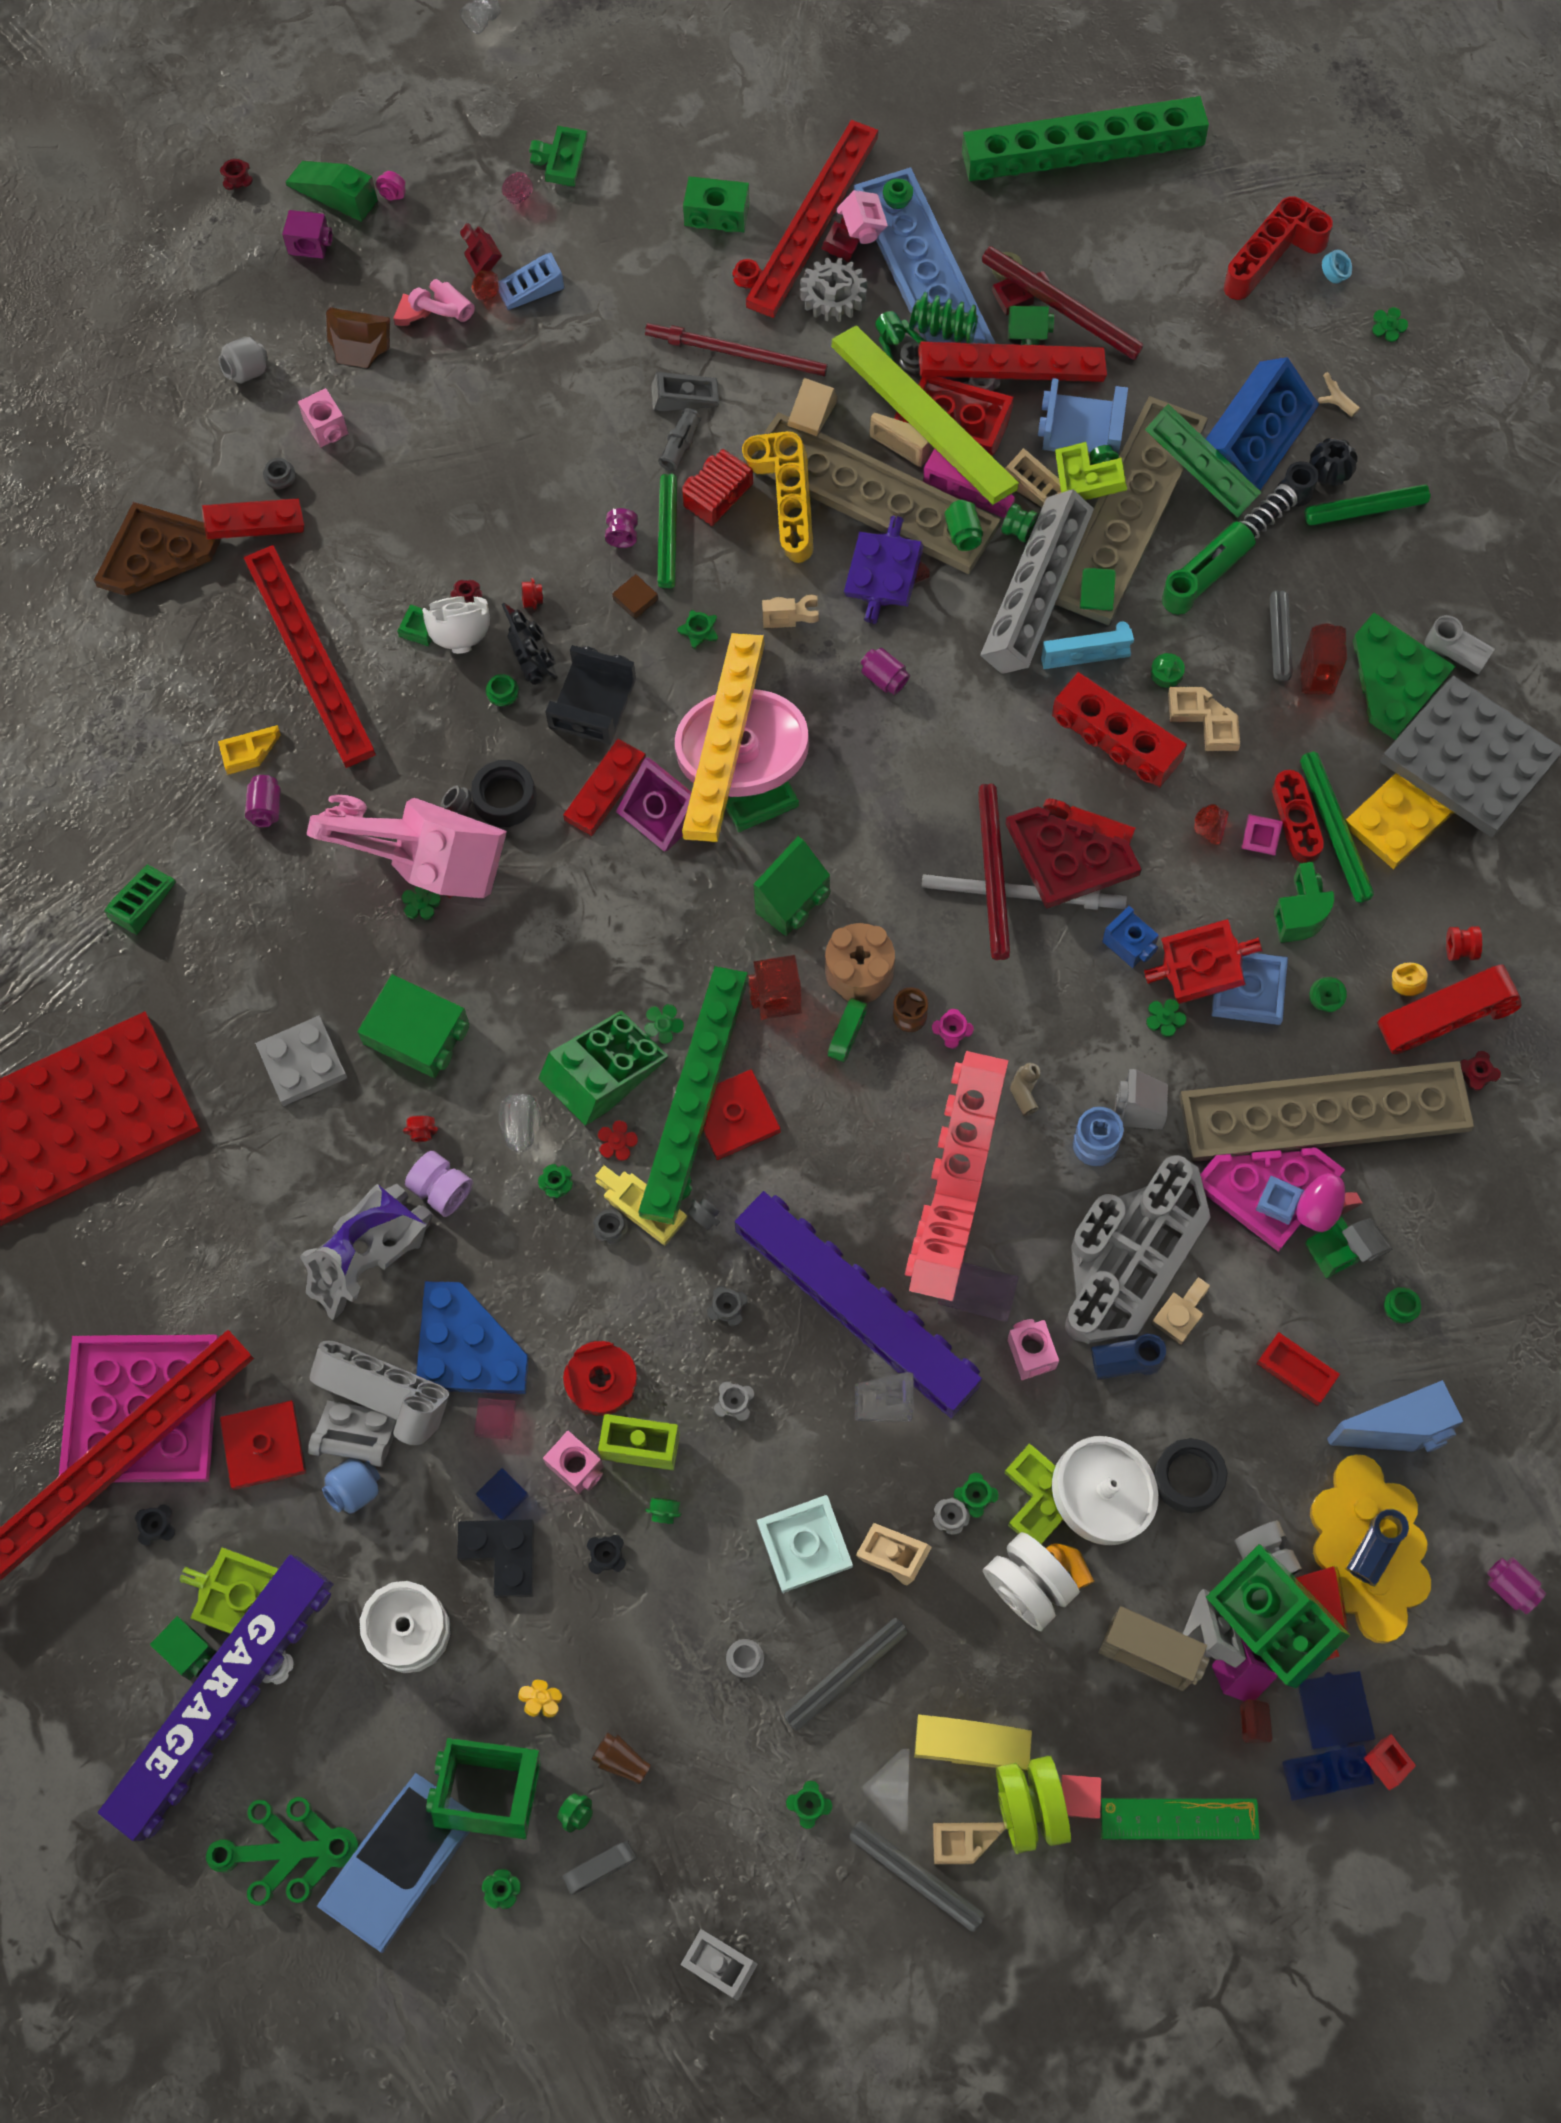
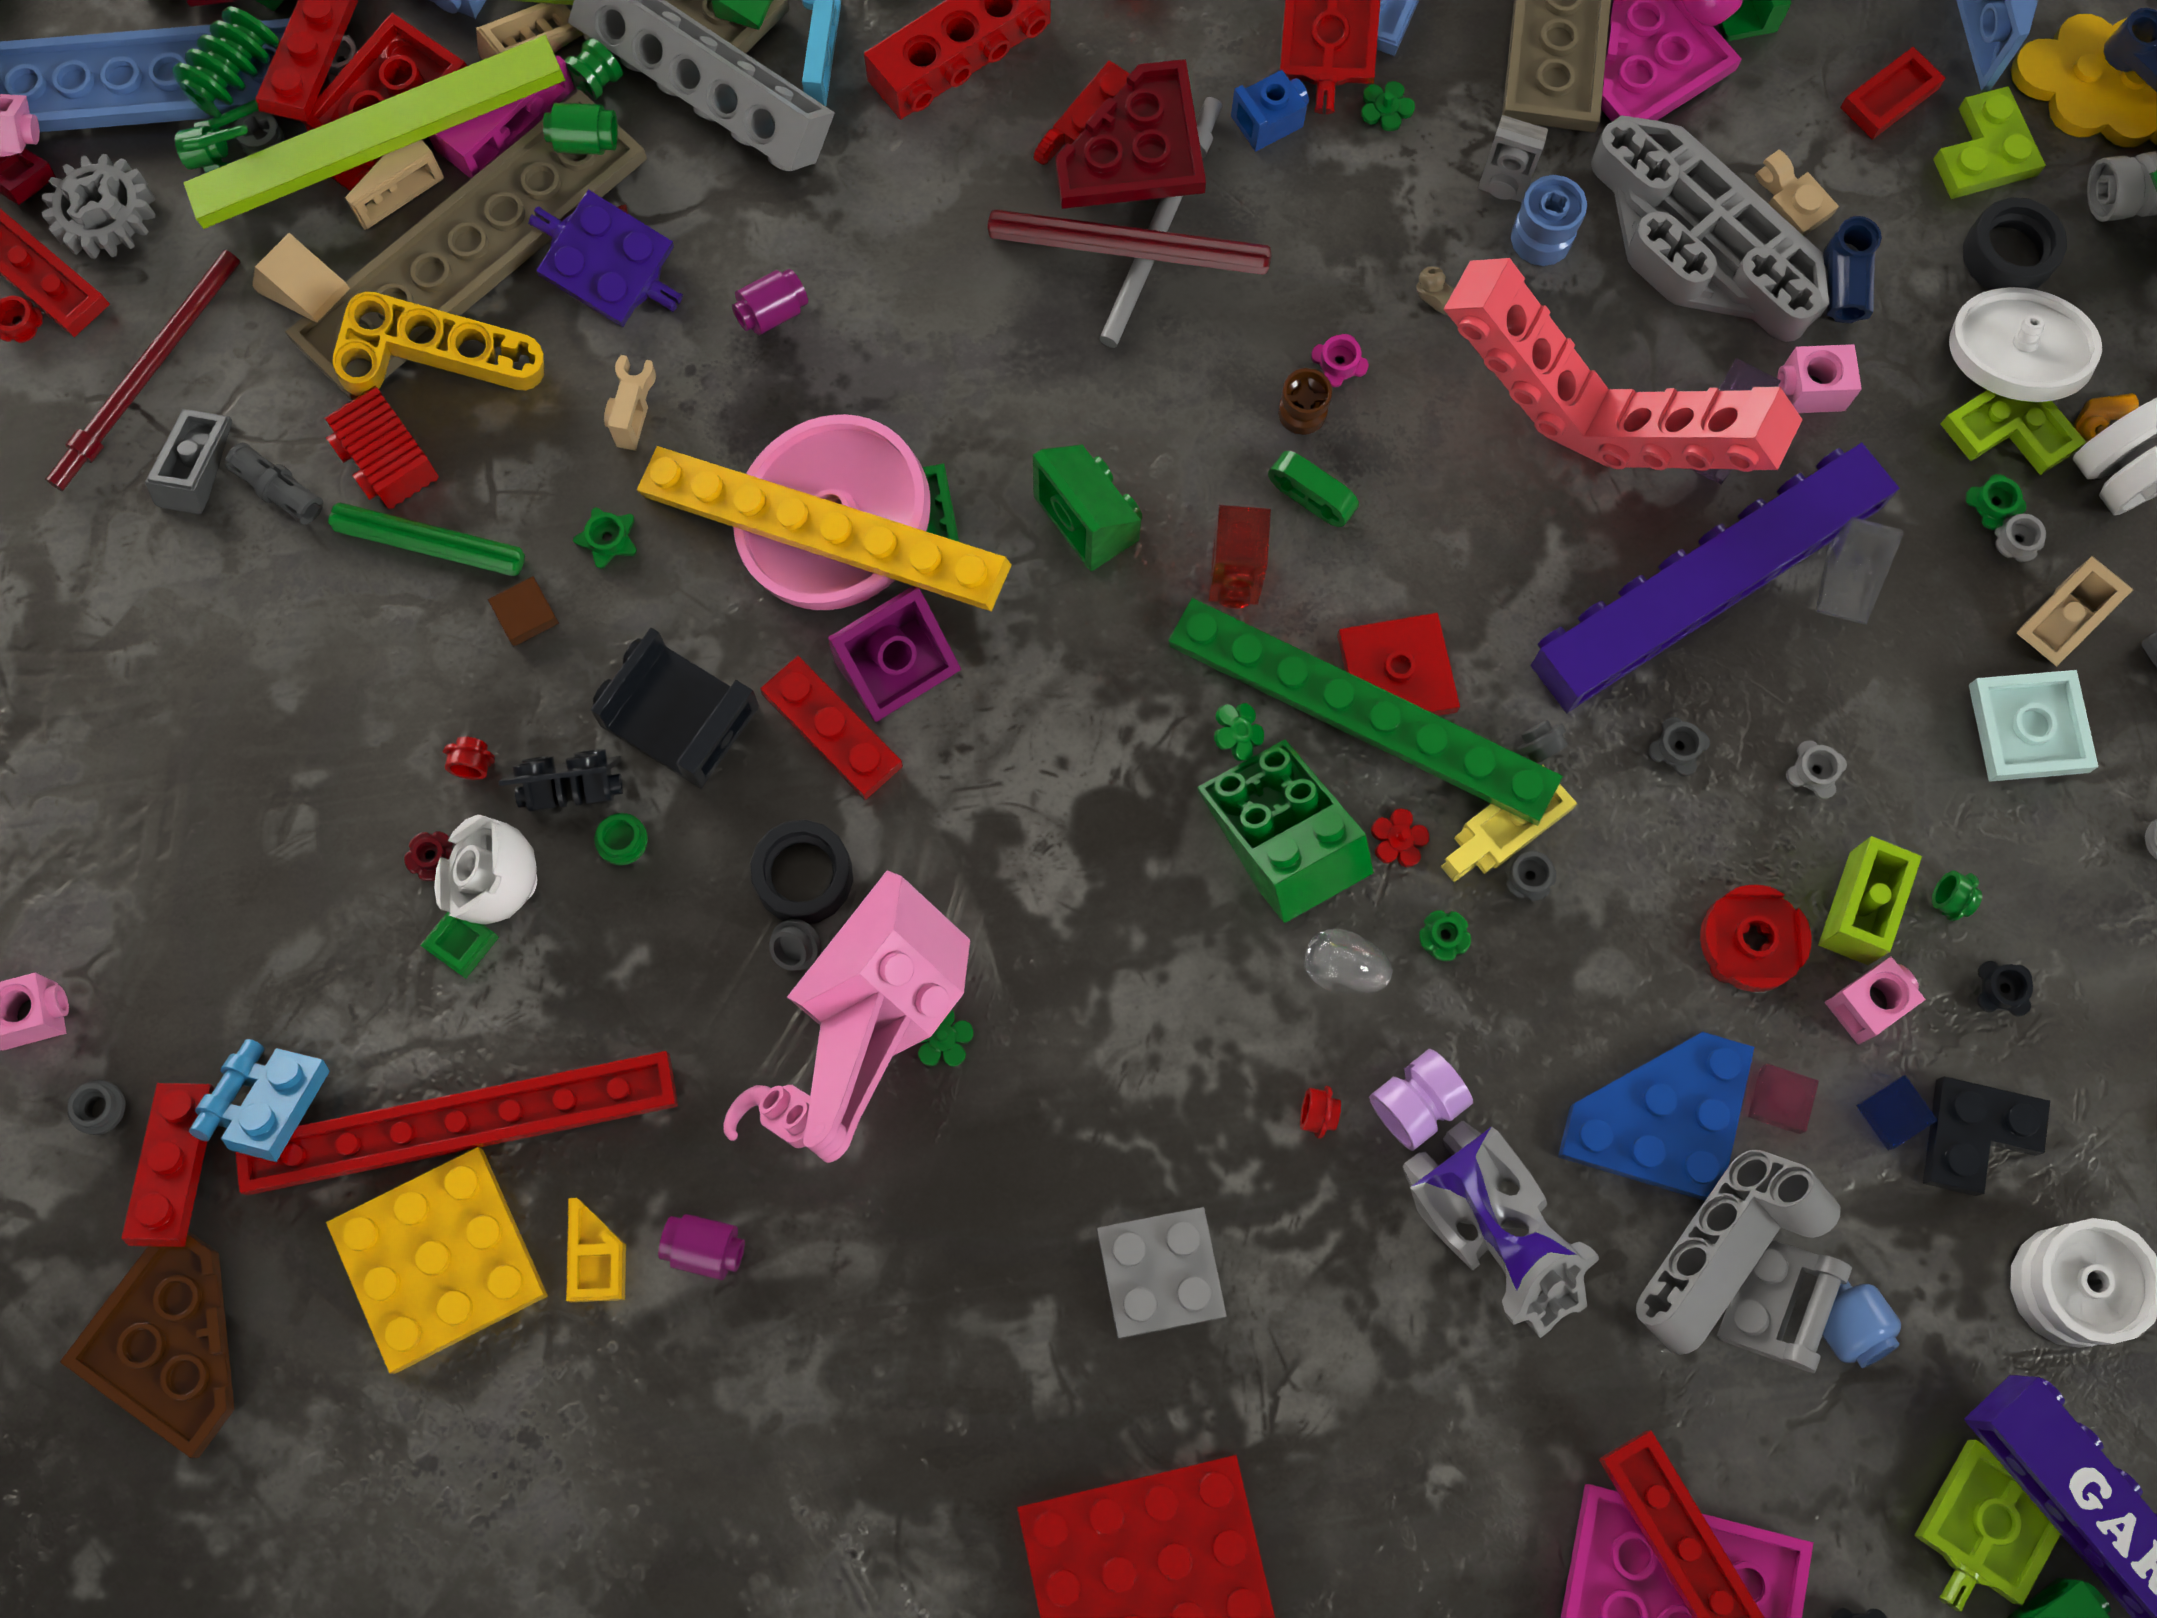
camera: 80 degrees left, 5 degrees up
(135, 922) = (844, 1514): green slope -> none
(229, 670) = (436, 1260): none -> yellow plate
(262, 1445) = (1764, 1448): red plate -> none
(296, 557) = (272, 1107): none -> dark azure plate
(414, 1026) = (1156, 1085): green brick -> none
(621, 528) = (401, 599): magenta wheel -> none
(859, 944) = (1223, 419): medium nougat brick -> none
(1274, 1458) = (1999, 148): none -> lime plate
(1279, 1200) = (1683, 38): medium blue tile -> none

